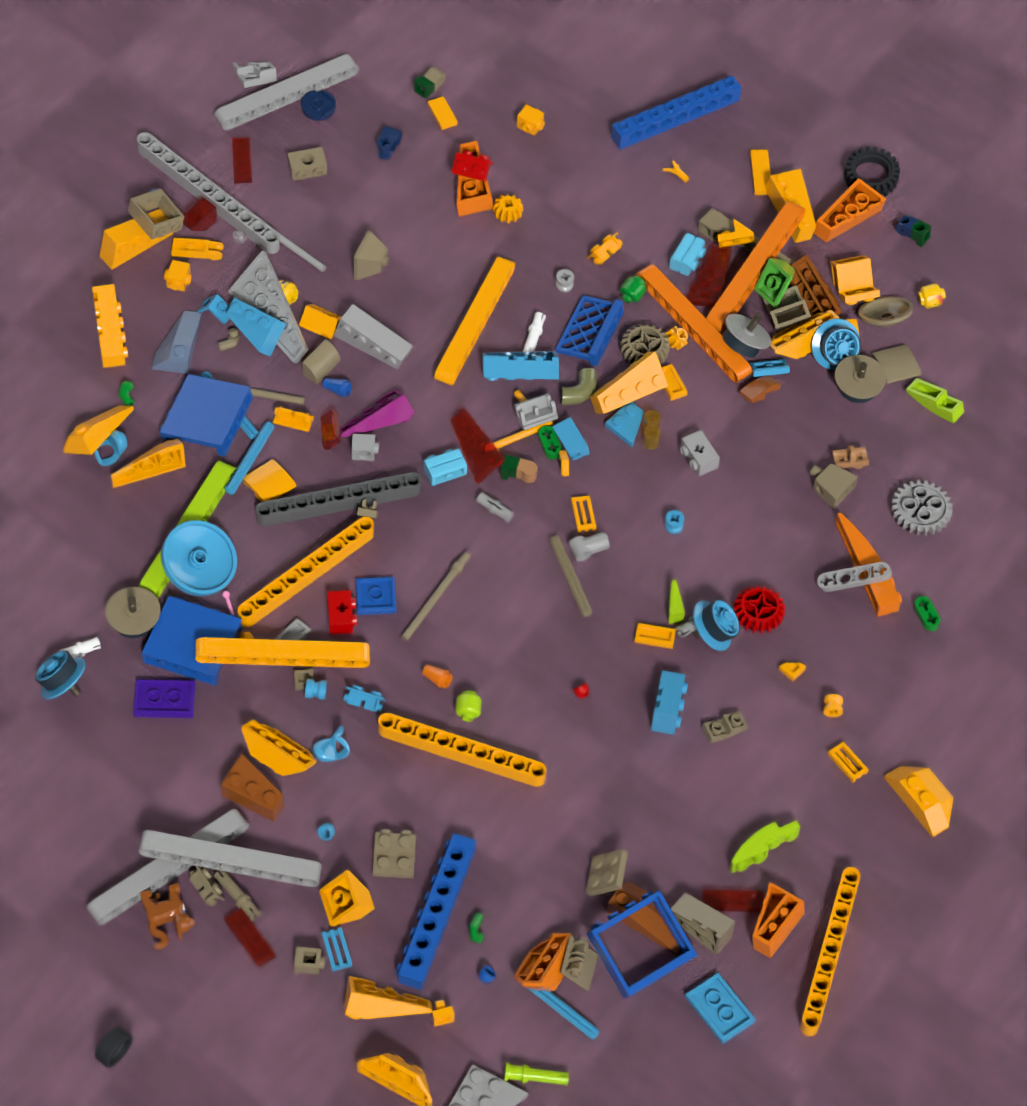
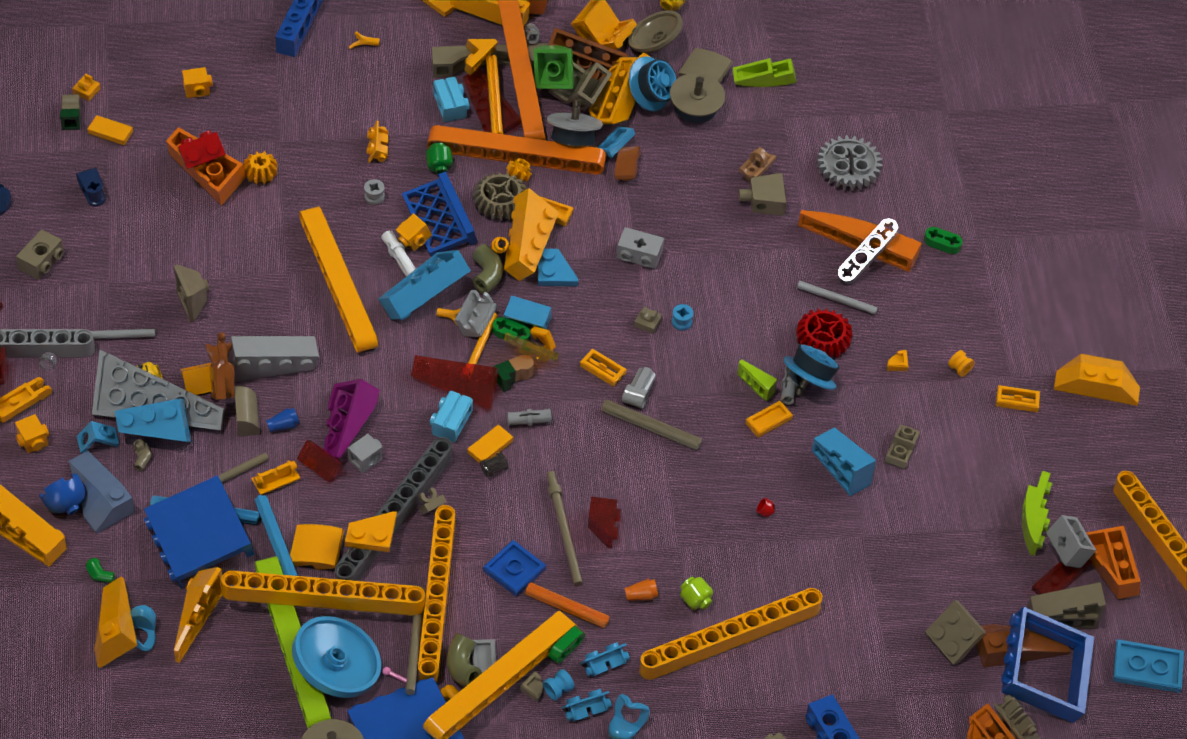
camera: 45 degrees left, 5 degrees down
(153, 329) = (64, 495): none -> blue cylinder
(234, 519) = (312, 589): none -> light orange beam
(240, 599) = (414, 652): none -> dark tan bar
(274, 622) = (459, 660): none -> olive cylinder
(305, 499) = (372, 533): none -> light orange wing
(312, 714) = (577, 707): none -> dark azure hinge
(325, 322) = (221, 370): none -> dark orange animal
(340, 612) = (504, 604): red brick -> none
(350, 669) = (566, 644): none -> green beam
(381, 646) = (567, 605): none -> orange axle
(429, 519) = (489, 470): none -> clear smoke bush
(450, 505) = (490, 444): none -> light orange tile
(458, 73) = (86, 87): none -> light orange tile
(466, 610) = (602, 519): none -> clear red slope
(545, 463) = (527, 347): none -> clear yellow wing
(556, 326) = (413, 232): none -> light orange brick
(601, 377) = (504, 245): none -> light orange pin
(650, 505) = (648, 320): none -> dark tan tile
(651, 429) = (582, 258): clear yellow axle -> none
(717, 273) = (494, 94): none -> light orange axle
(756, 881) = (1071, 541): none -> light grey brick
(795, 248) = (529, 35): none -> light grey pin
(801, 593) = (837, 297): none -> light grey bar

